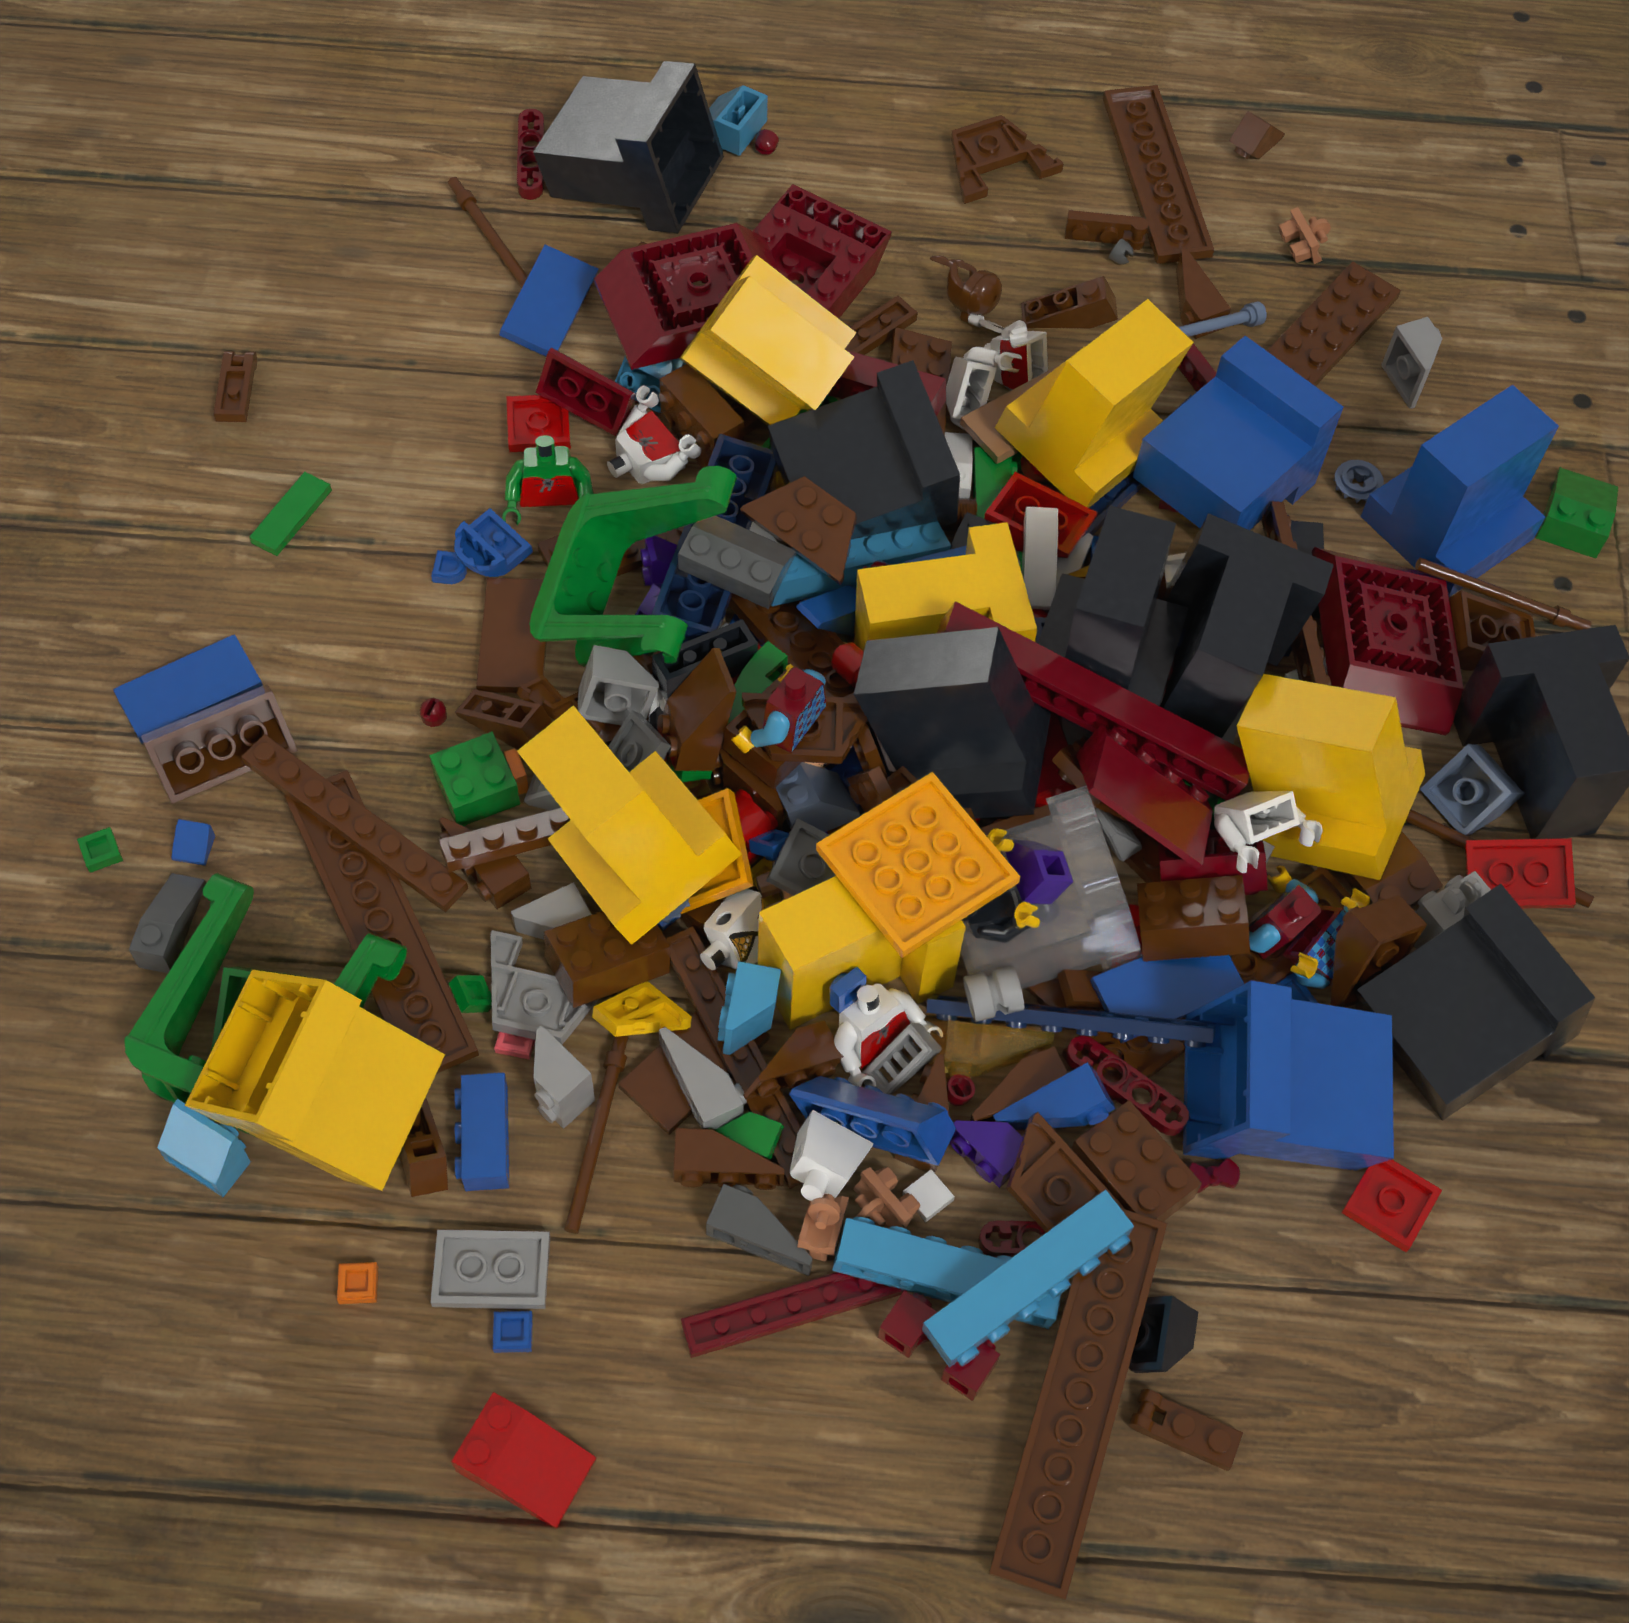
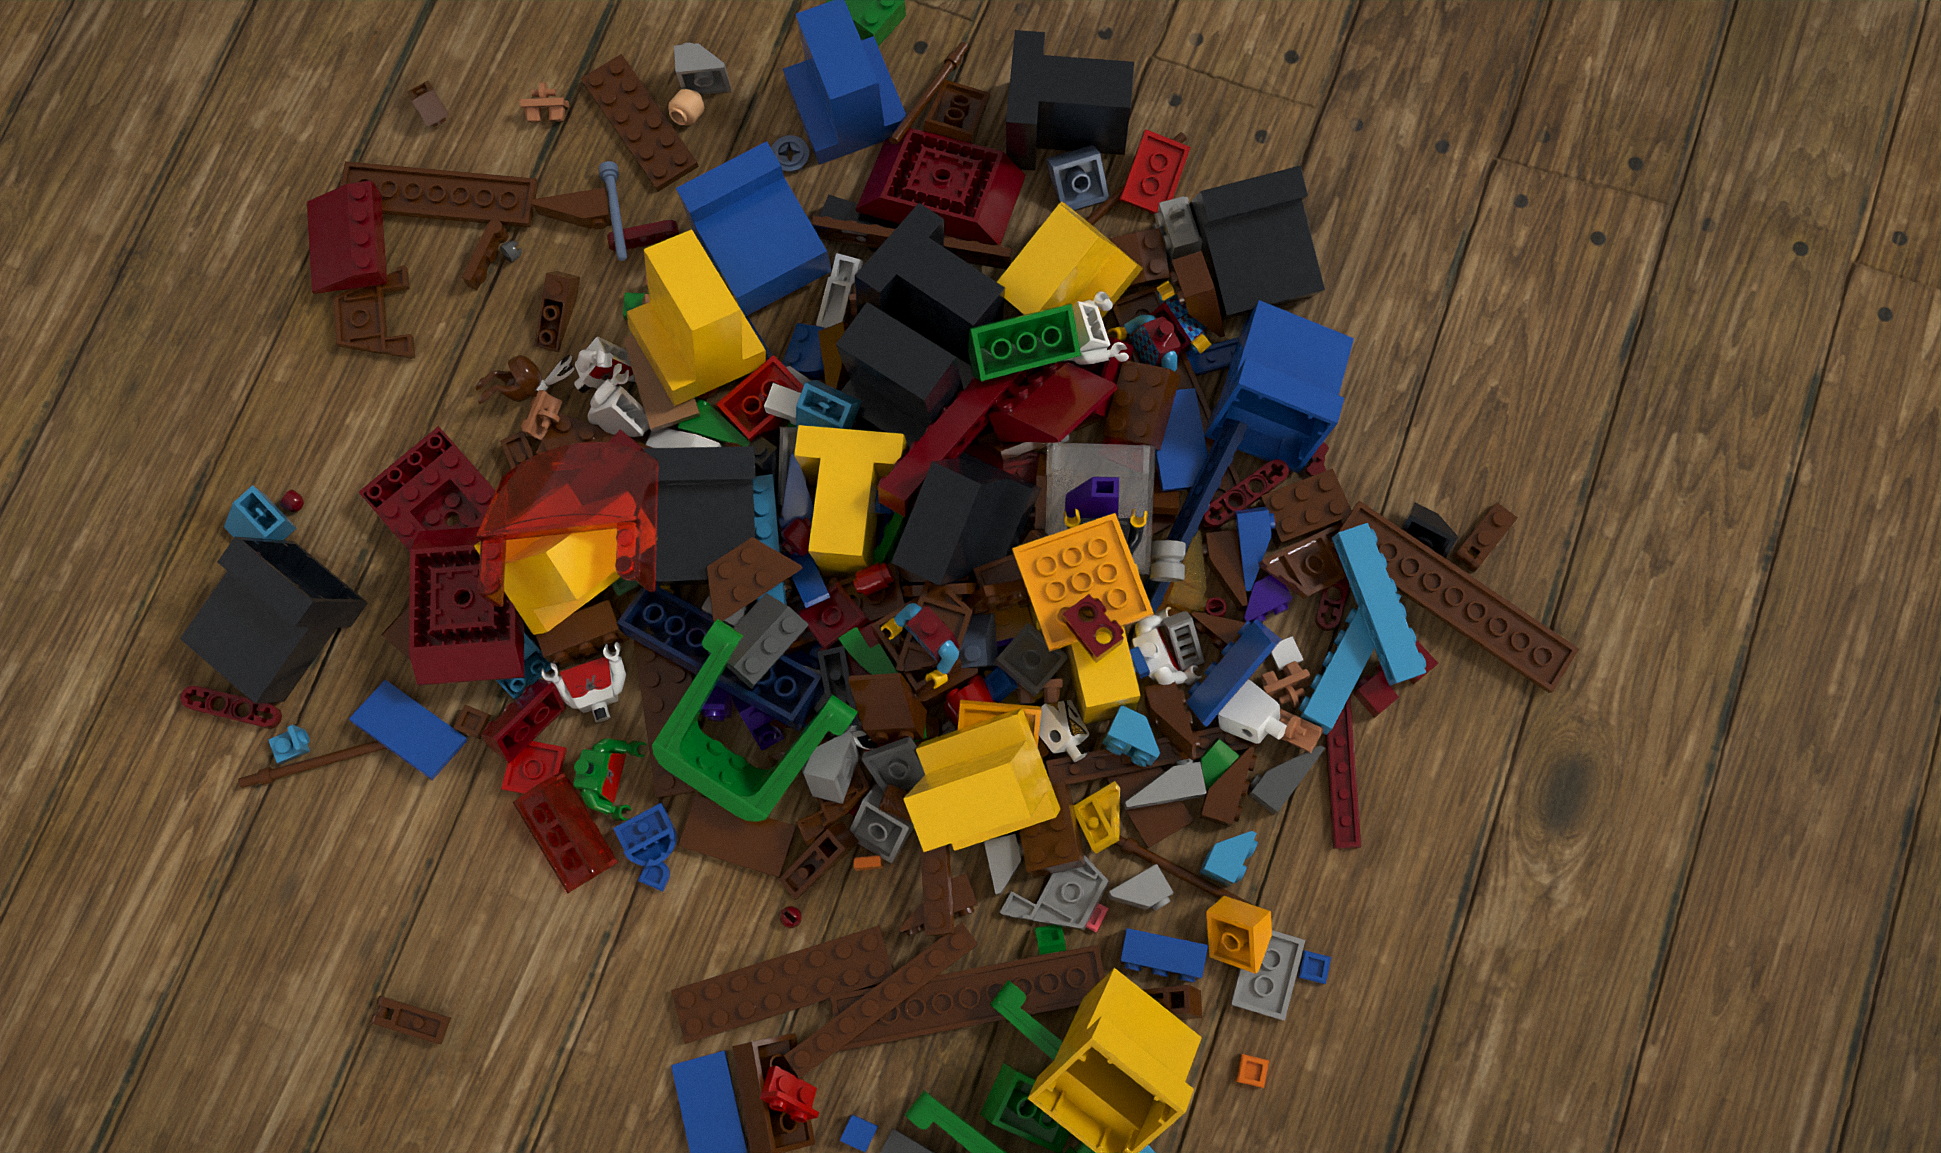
camera: 65 degrees left, 15 degrees up
(220, 751) = (789, 1094): none -> red bracket
(290, 513) = (560, 996): green tile -> none
(353, 724) = (782, 984): none -> reddish brown plate
(474, 464) = (565, 831): none -> clear red slope
(475, 779) = (867, 896): green brick -> none
(505, 210) = (290, 744): none -> dark azure bracket
(523, 1460) = (1409, 980): red slope -> none
(532, 1211) = (1238, 933): none -> light orange slope
(577, 349) = (472, 721): none -> reddish brown plate
(626, 1175) = (1227, 857): none -> dark azure slope
(800, 640) = (833, 617): none -> dark red tile
(843, 313) = (575, 492): none -> clear red windscreen
(850, 874) = (1086, 631): none -> dark red brick
(942, 323) = (542, 415): none -> nougat hips
(1046, 558) = (825, 407): none -> dark azure slope
(1072, 107) = (347, 238): none -> dark red slope
(1206, 727) = (1023, 342): none -> green slope
(1366, 364) = (686, 107): none -> light nougat head
(1392, 1203) = (1370, 351): red plate -> none

